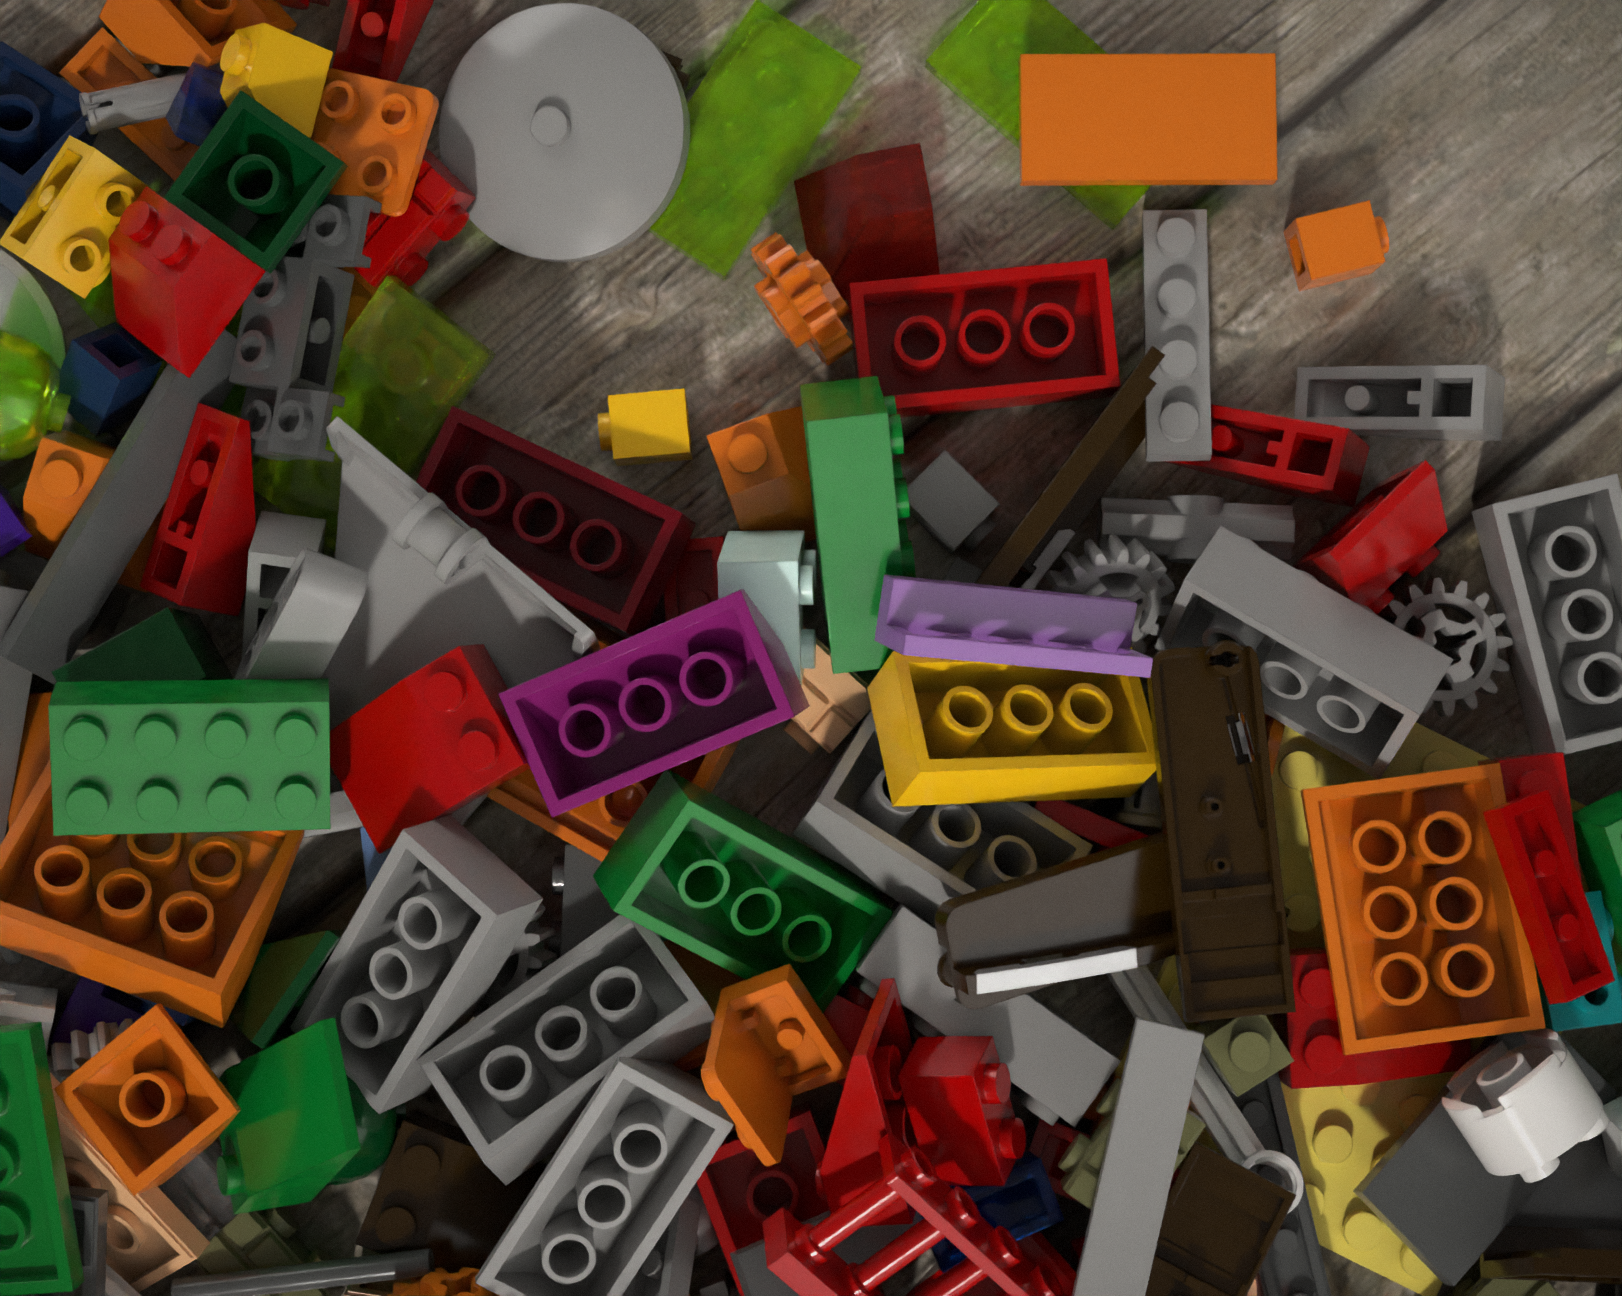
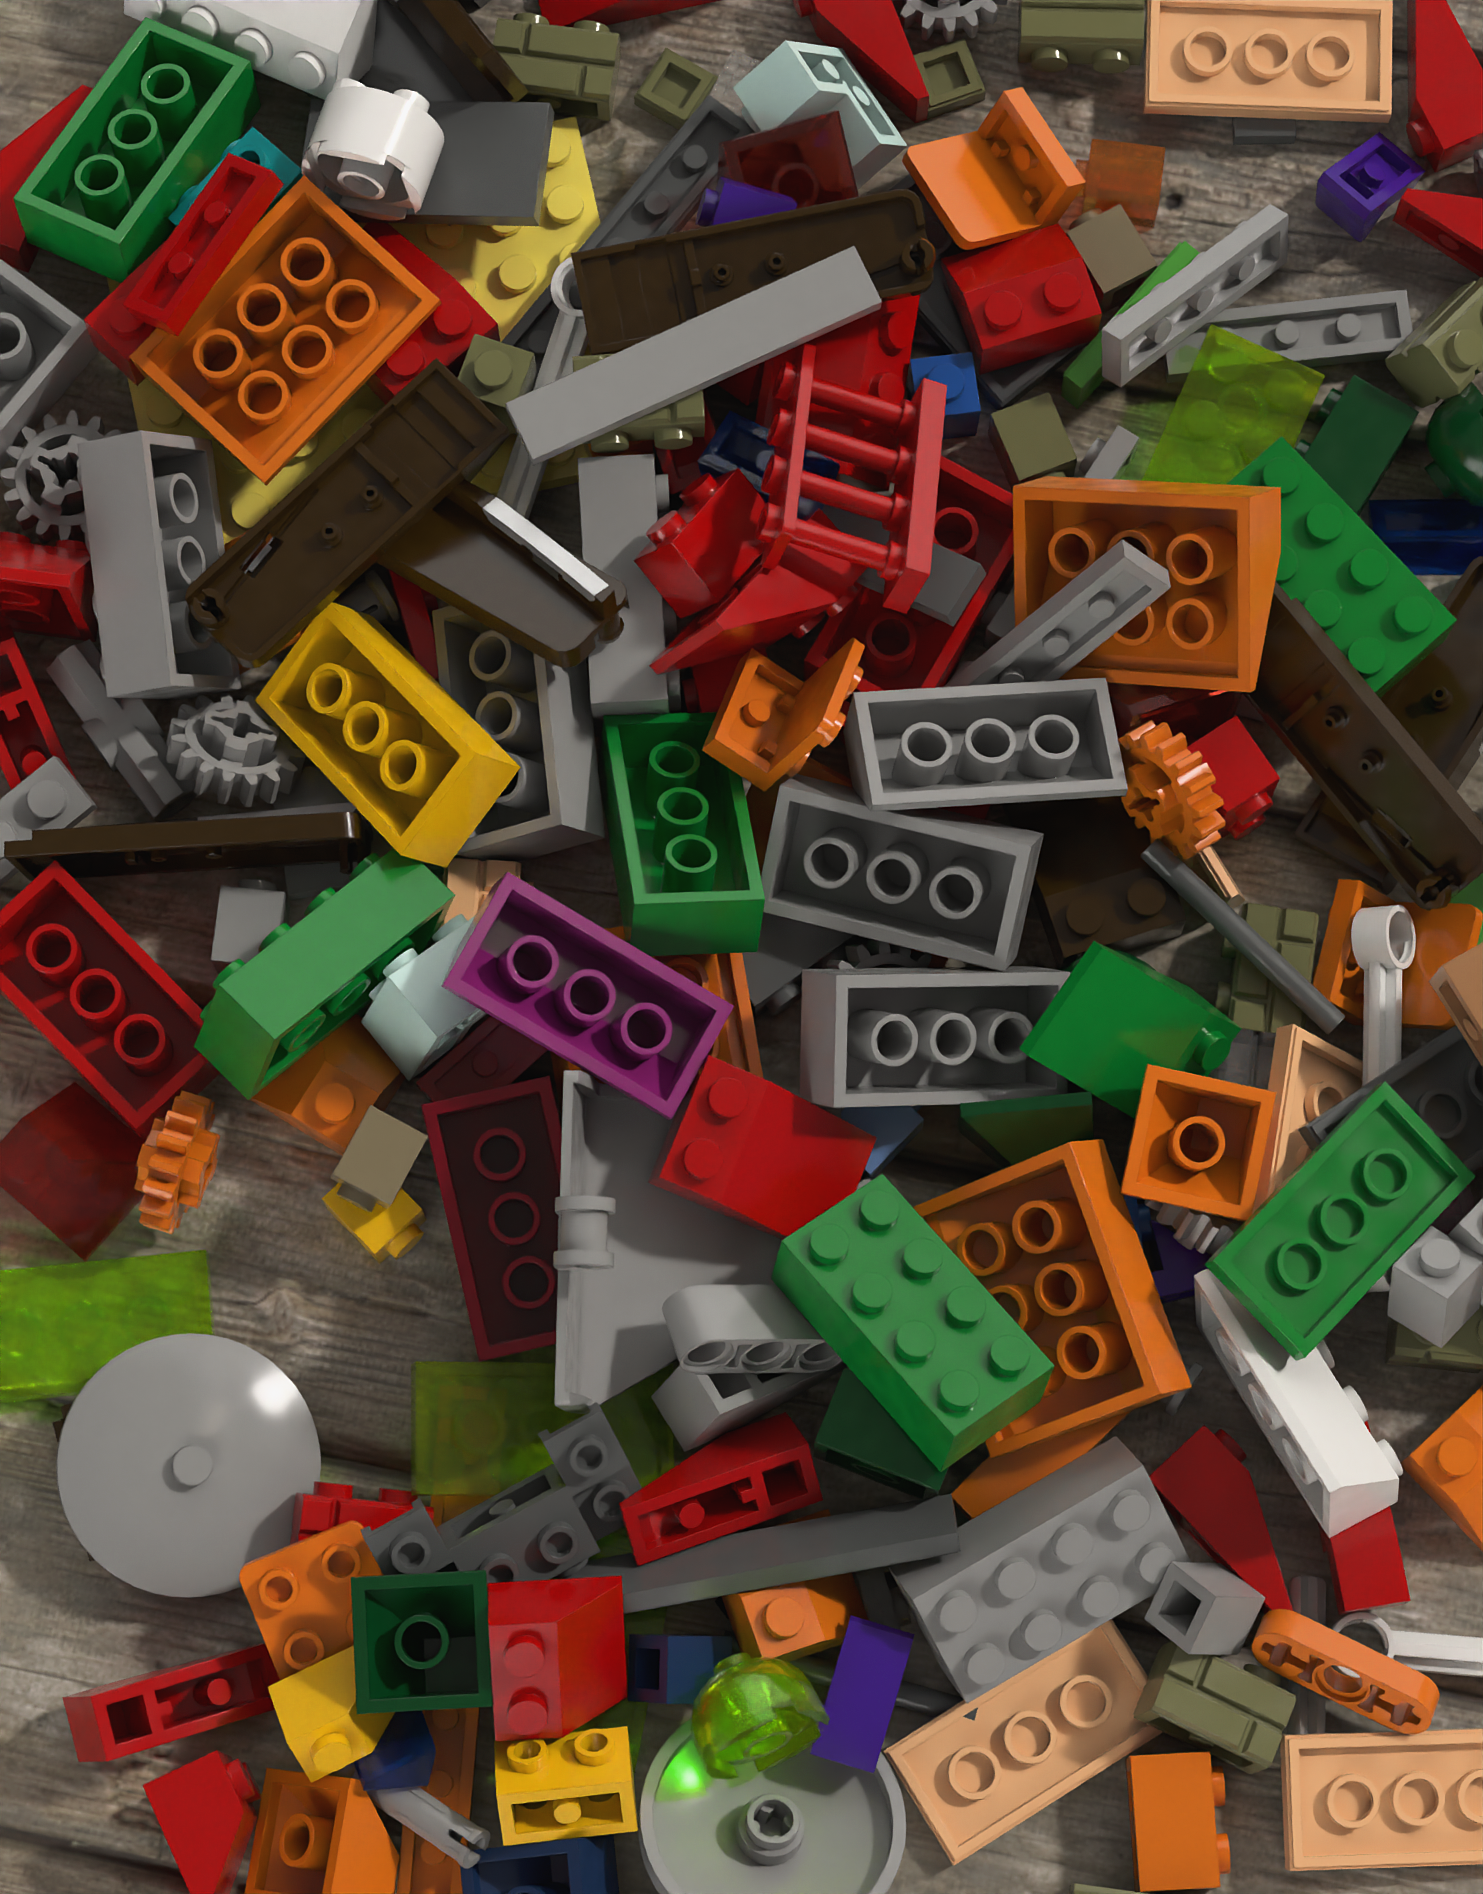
camera: 120 degrees left, 10 degrees down
(670, 448) = (377, 1160): none -> dark tan brick
(1009, 626) = (313, 783): medium lavender fence -> none

